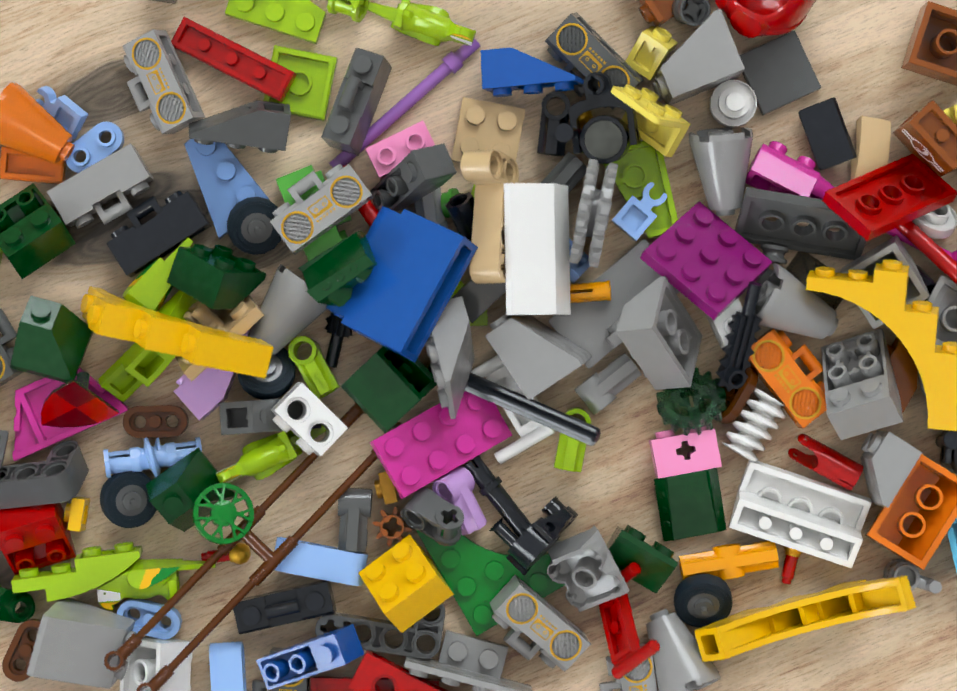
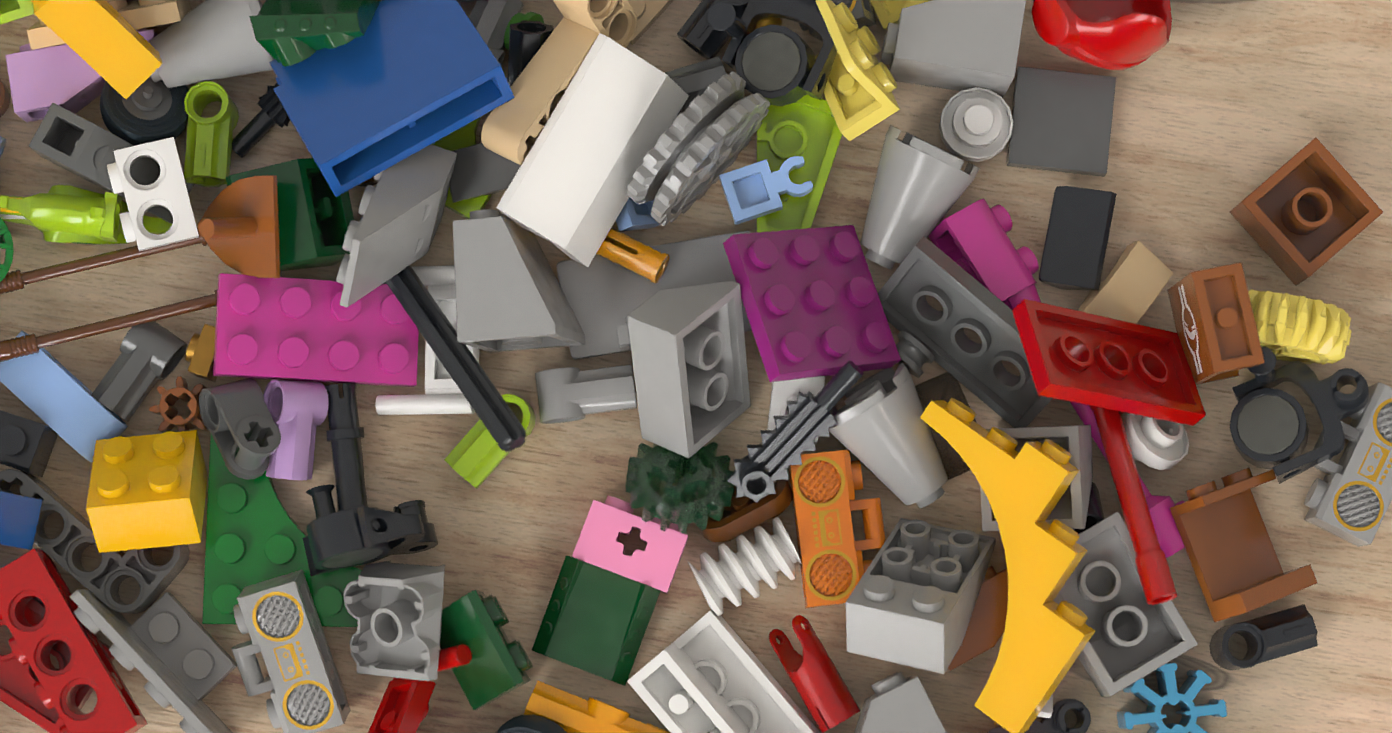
camera: 35 degrees right, 5 degrees down
(370, 407) = (244, 226): none -> dark orange shield

